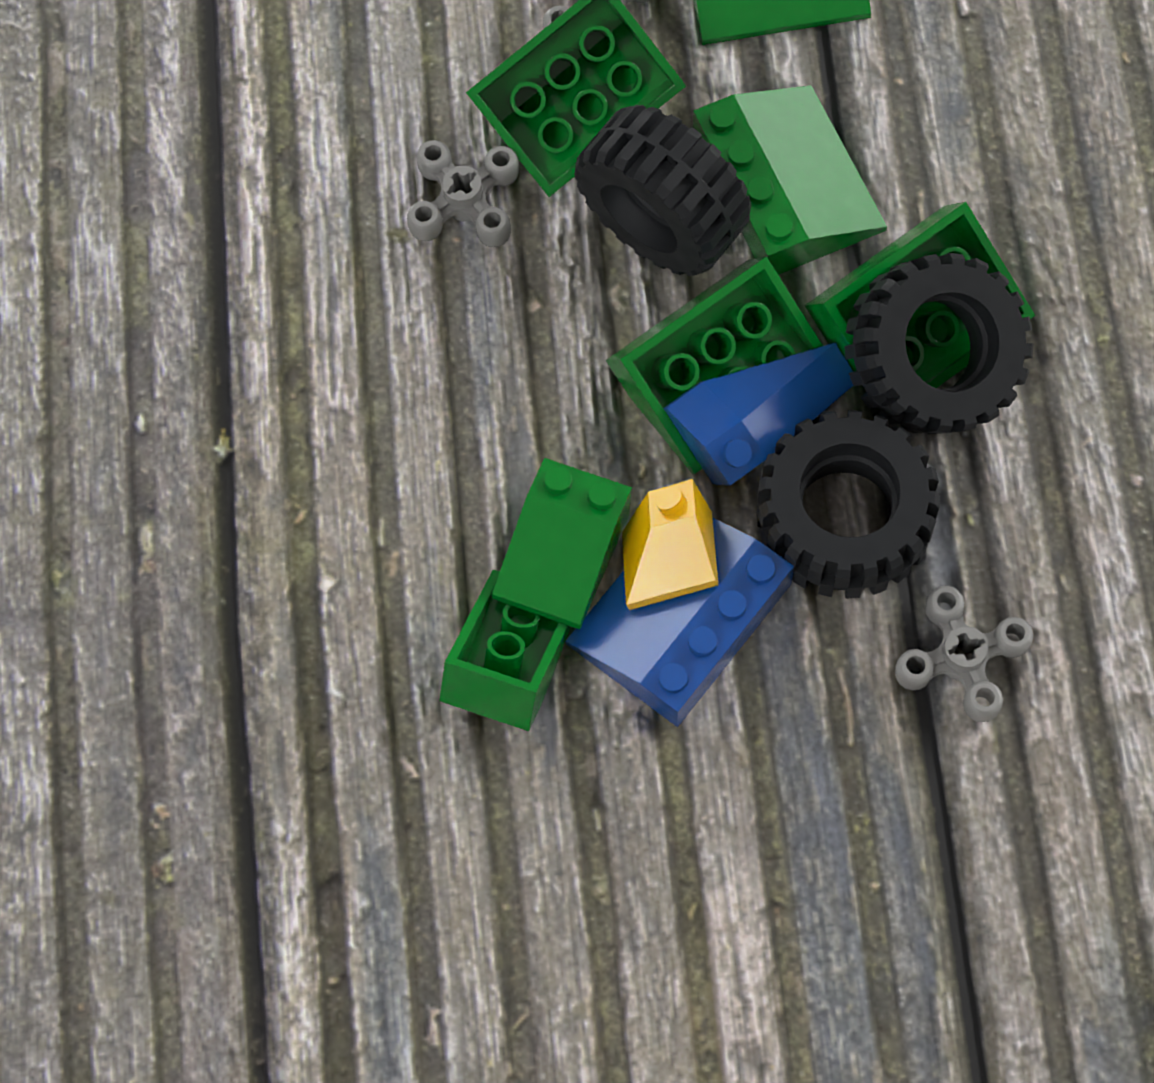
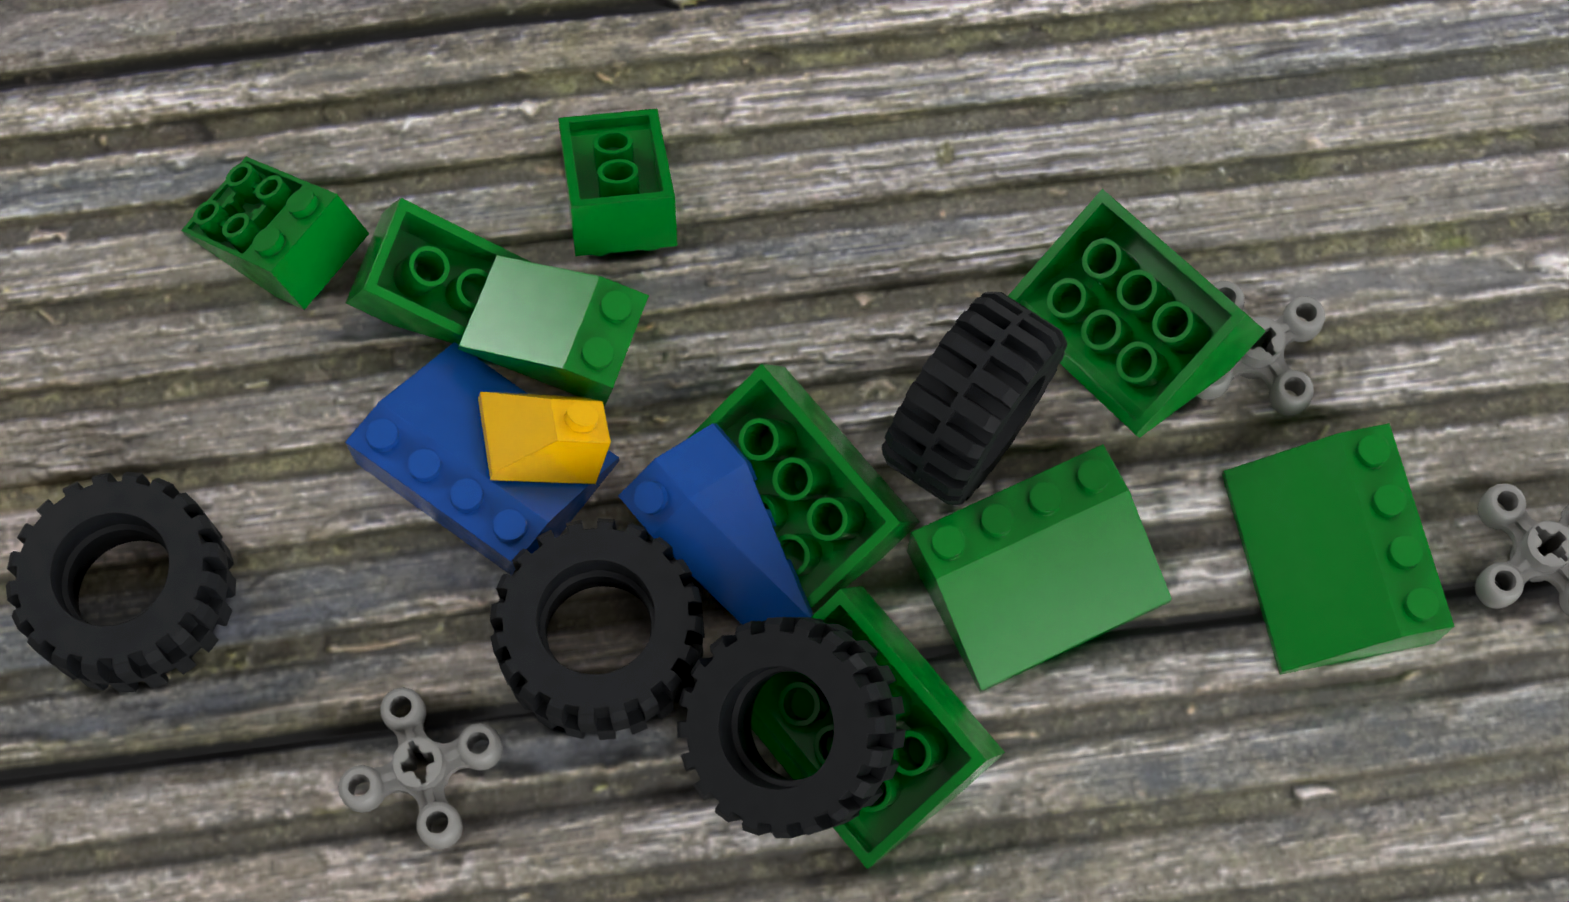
camera: 80 degrees right, 0 degrees up
(416, 496) = (618, 182): none -> green slope
(446, 802) = (277, 230): none -> green slope
(463, 193) = (990, 209): light grey gear -> none
(816, 844) = (80, 531): none -> black tyre

